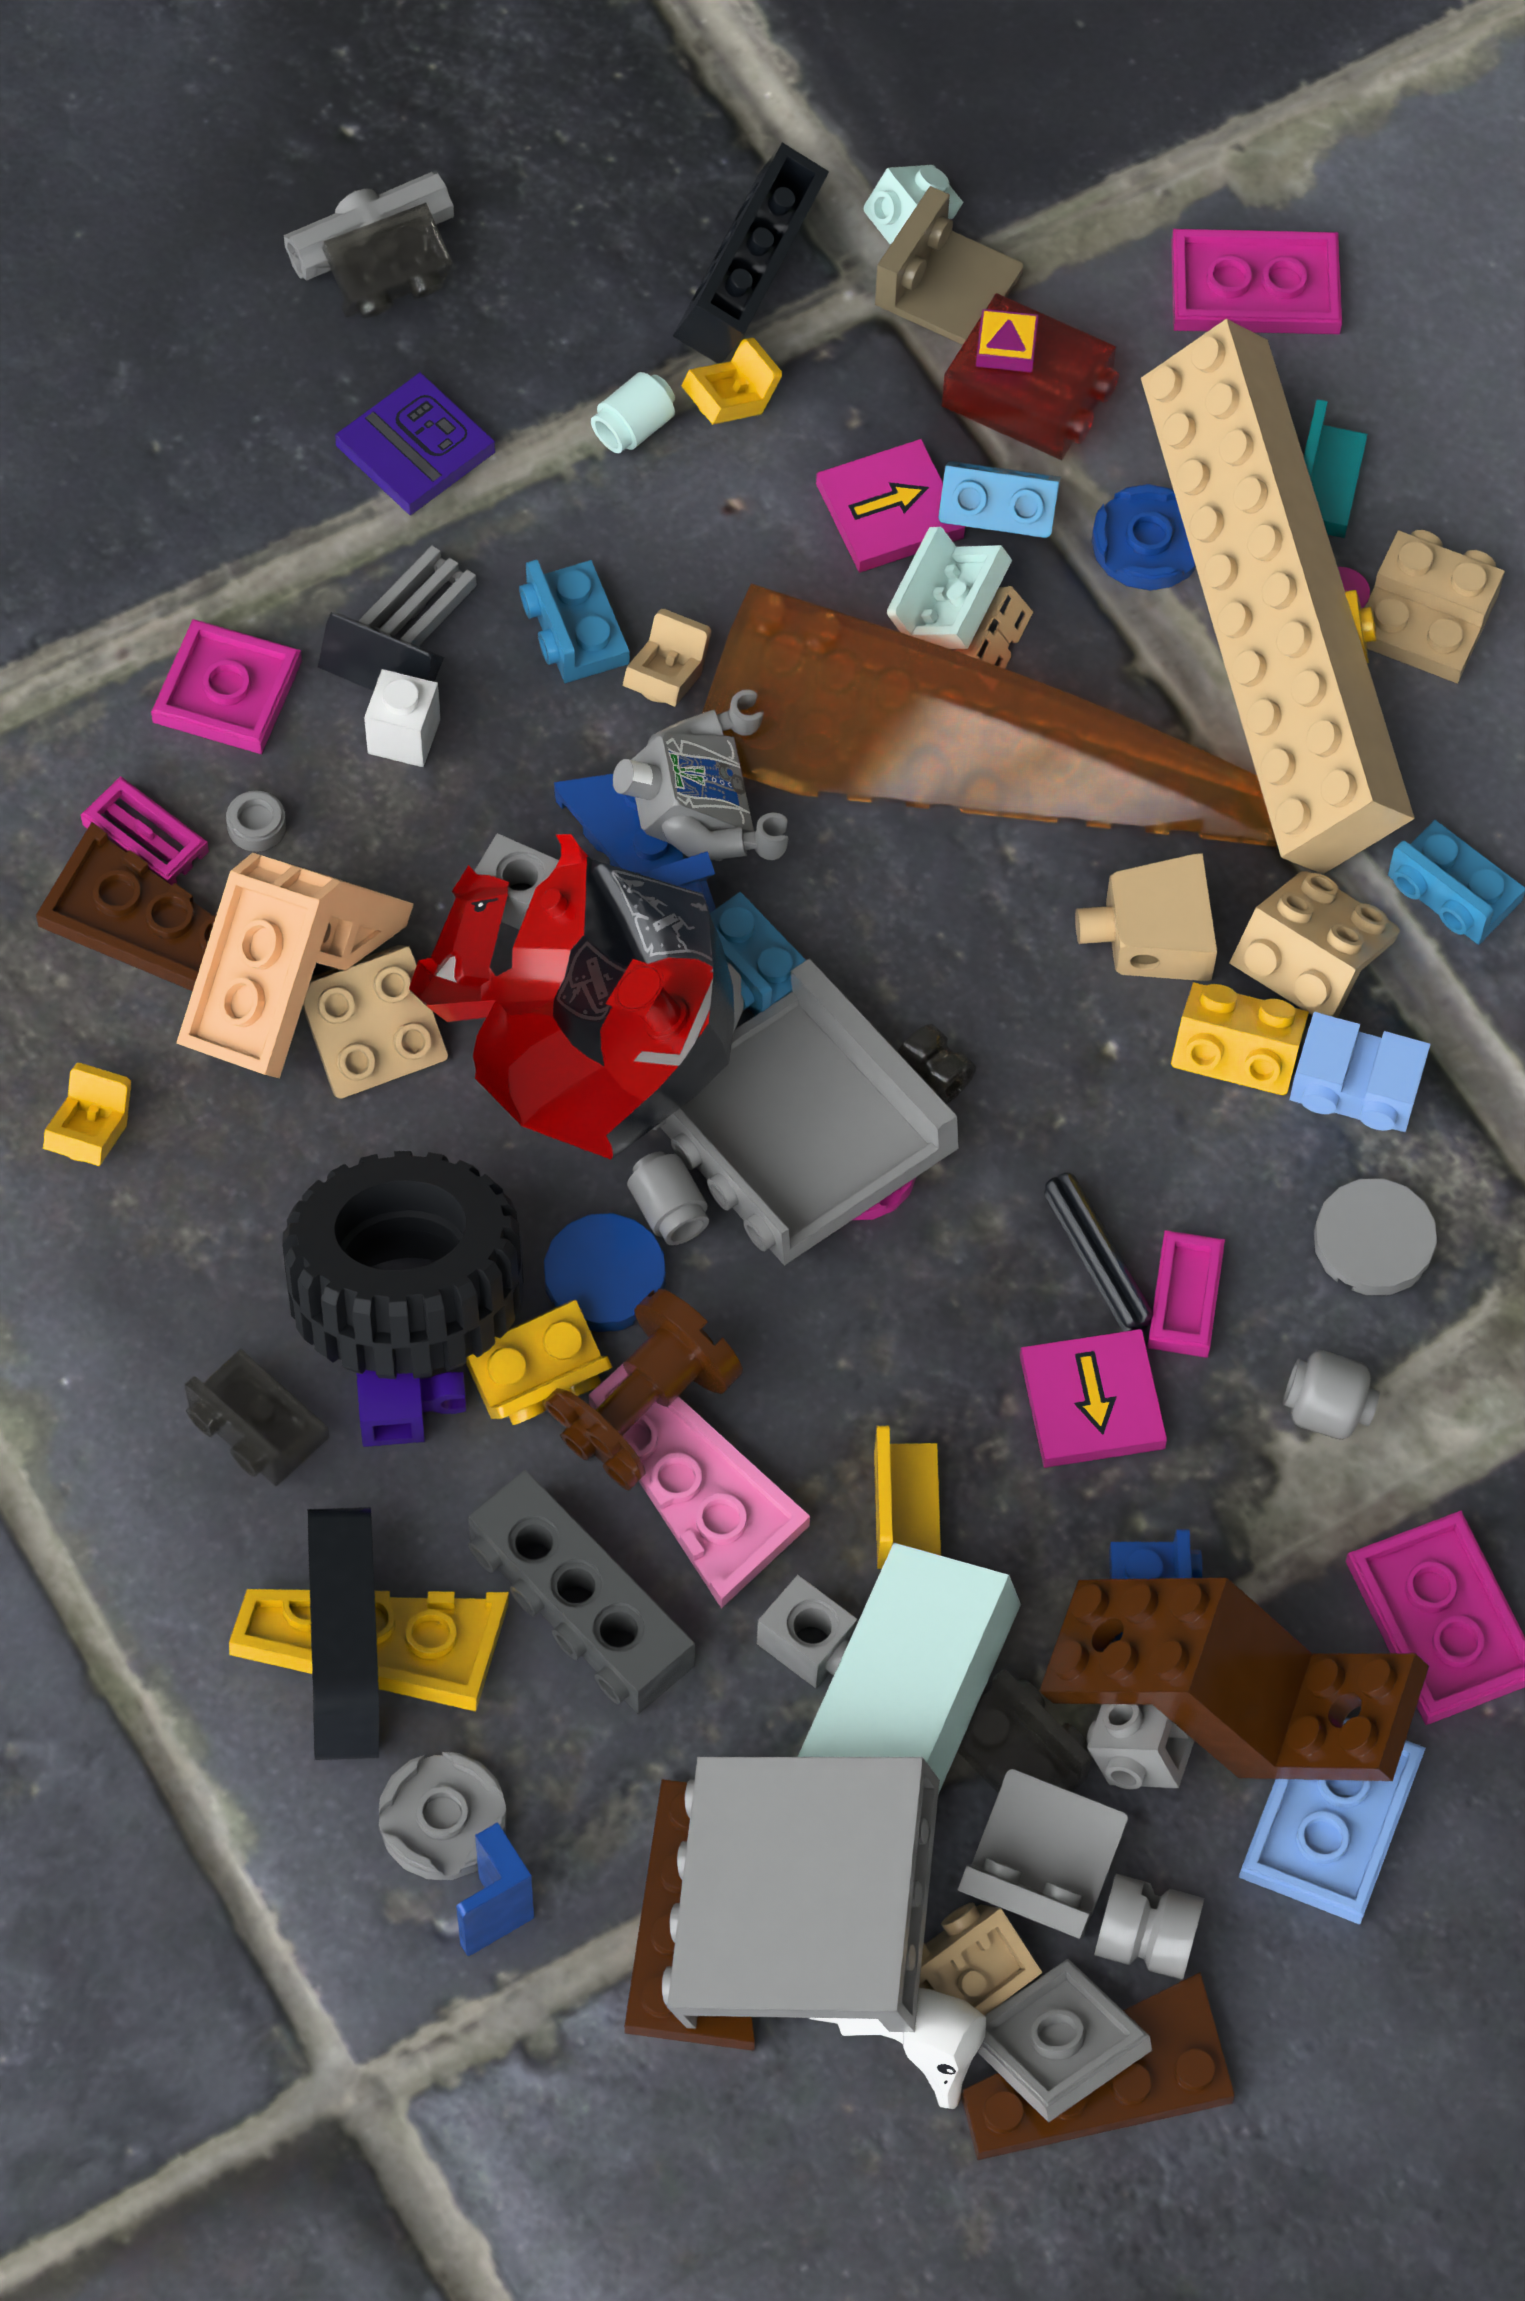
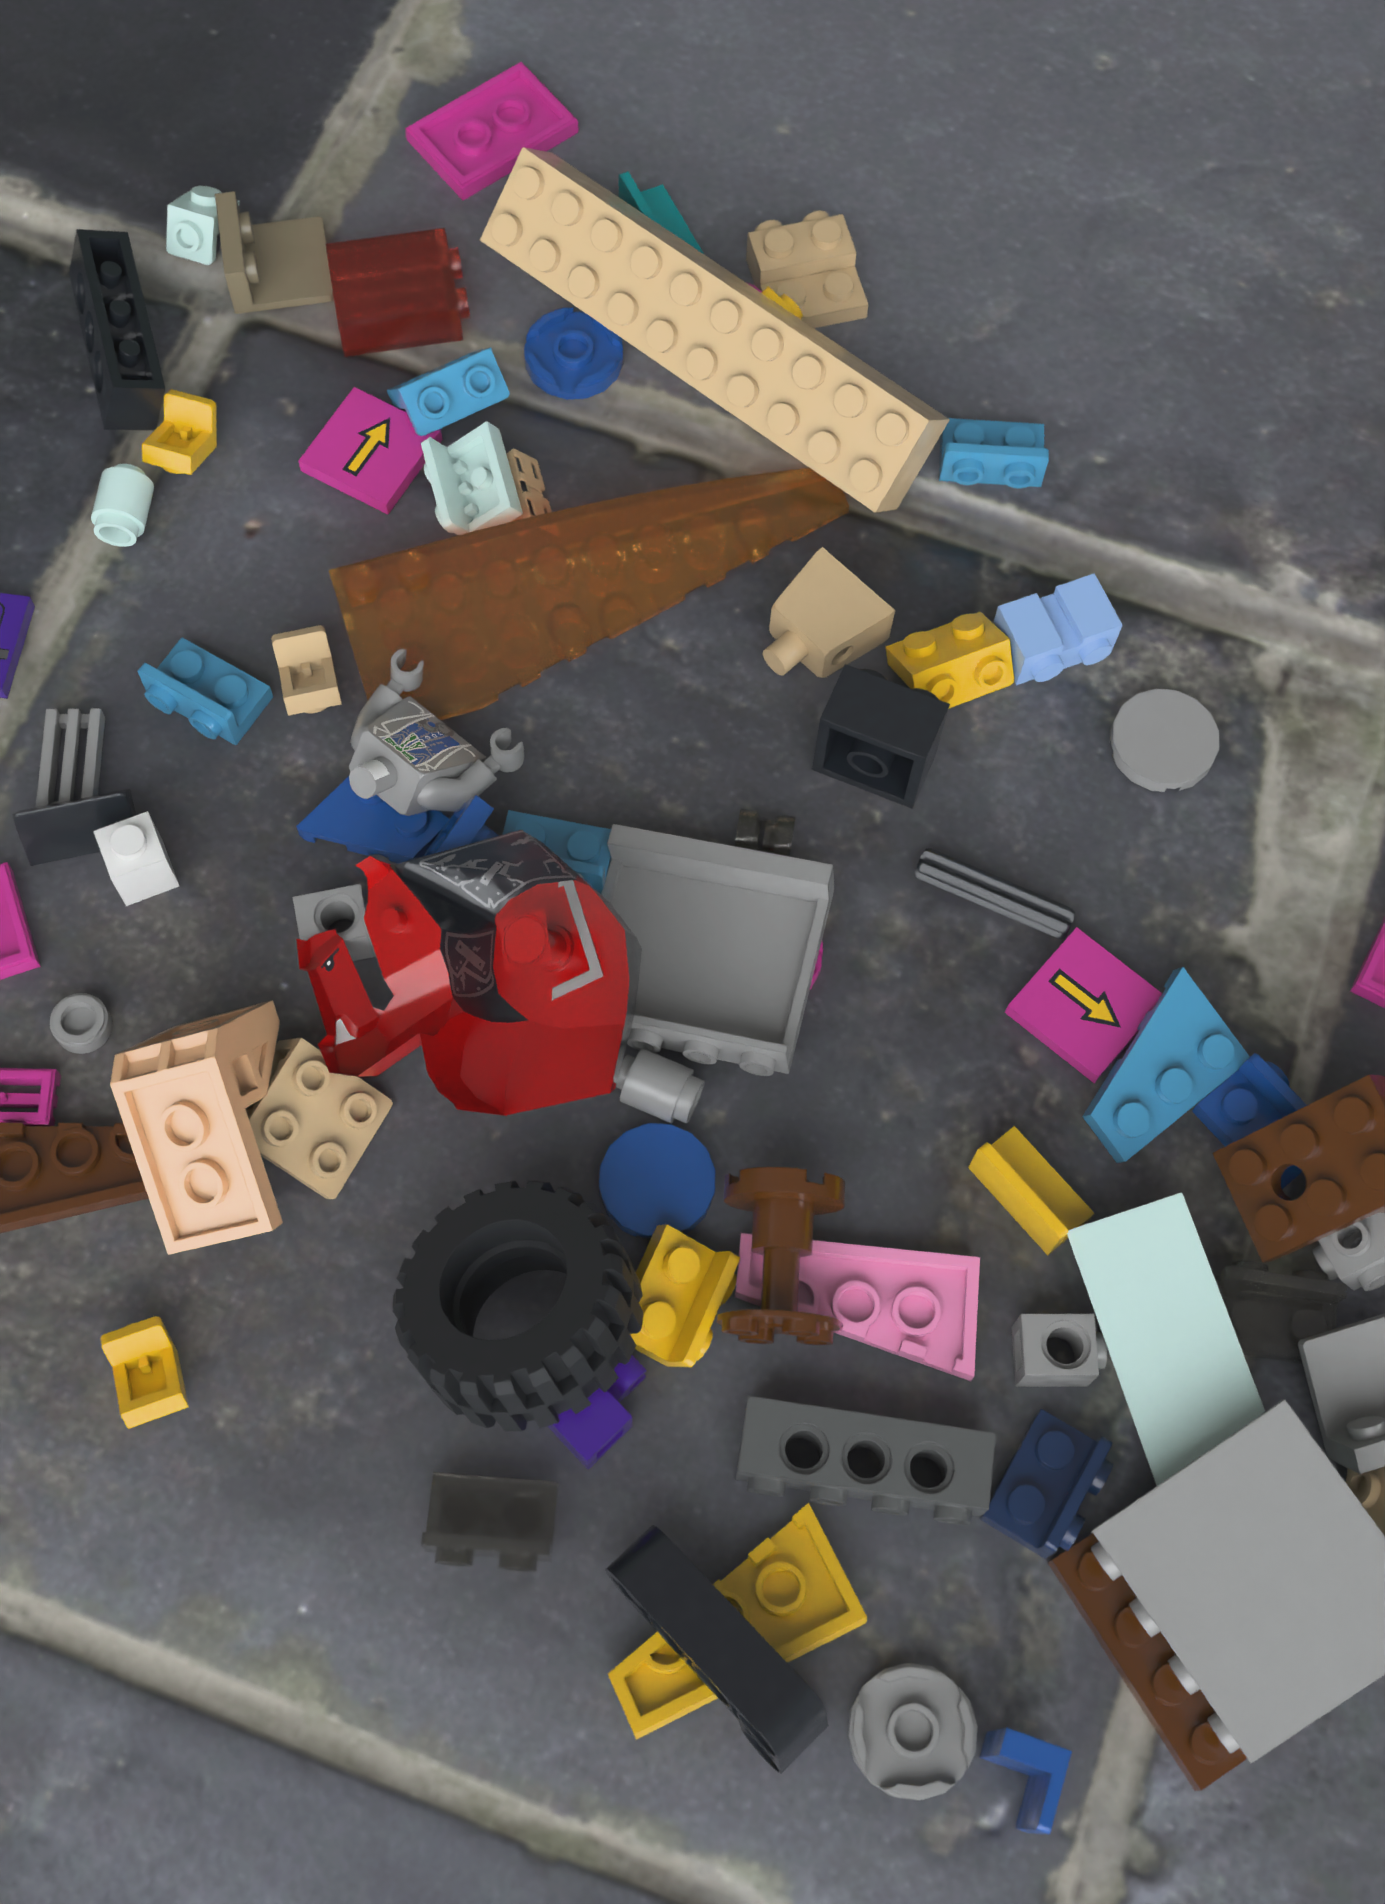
camera: 40 degrees left, 5 degrees up
(710, 1721) = (1047, 1484): none -> dark blue bracket
(1007, 340) = (365, 270): tile -> none
(1104, 1045) = (879, 735): none -> black brick
(1108, 1494) = (1166, 1071): none -> dark azure wing
(1186, 1294) = (1077, 876): dark pink tile -> none
(1312, 942) = (944, 561): tan bracket -> none
(1330, 1394) = (1247, 876): light grey head -> none

